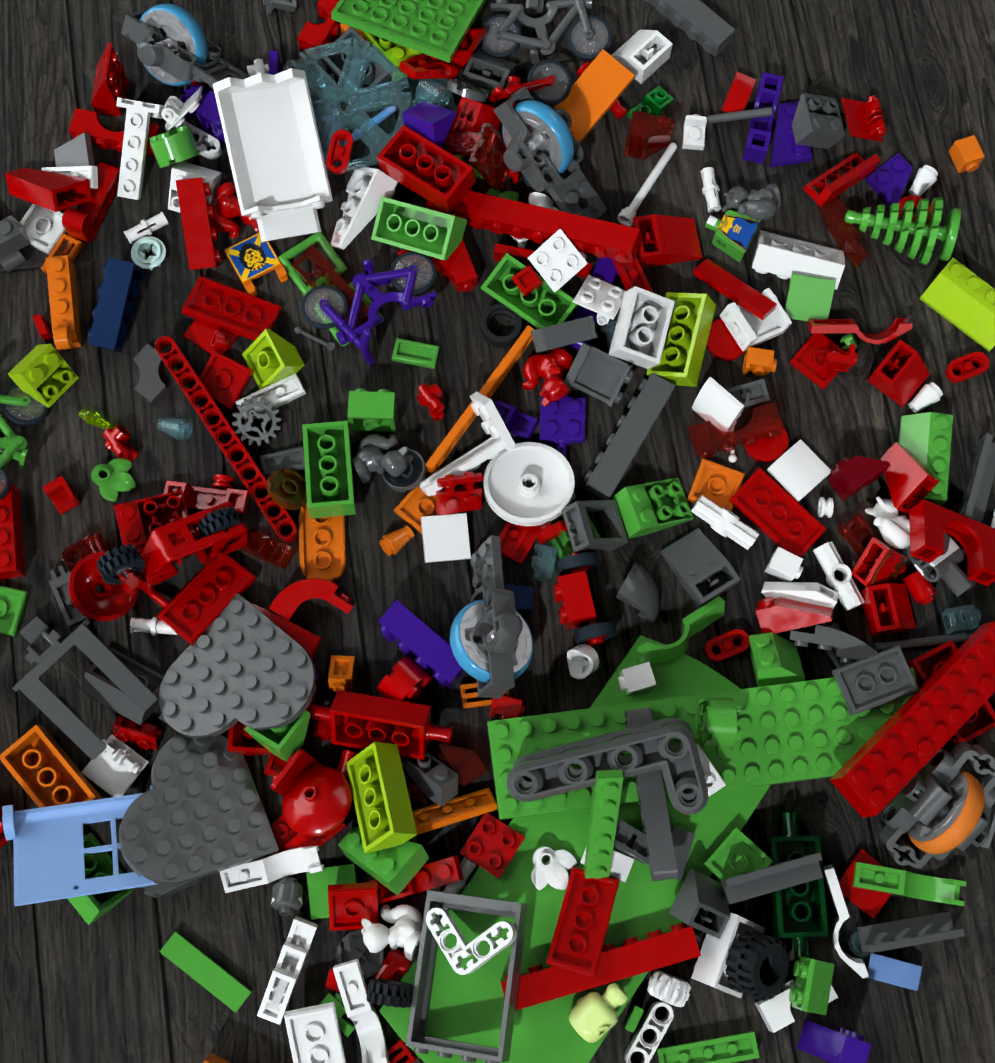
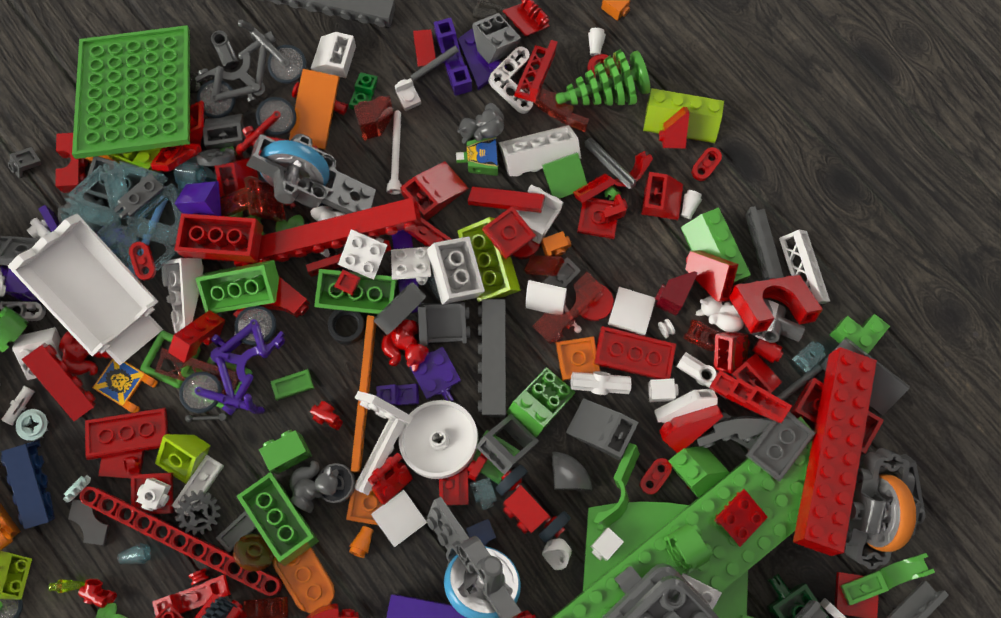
camera: 30 degrees left, 0 degrees up
(155, 333) = (76, 488): none -> light aqua gear
(225, 379) = (153, 494): none -> white brick
(341, 249) = (187, 340): none -> red arch
(371, 87) = (139, 196): none -> dark grey hinge
(710, 189) = (445, 132): white pin -> none
(717, 319) = (508, 232): none -> red tile
(735, 374) = (544, 265): none -> clear red tile
(790, 727) = (741, 517): none -> red hinge
(806, 167) = (505, 77): none -> white beam
(864, 310) = (610, 163): none -> dark grey axle
(871, 618) = (751, 397): none -> red slope
(890, 179) = (572, 52): dark purple wing -> none
(953, 314) = (675, 130): none -> red slope

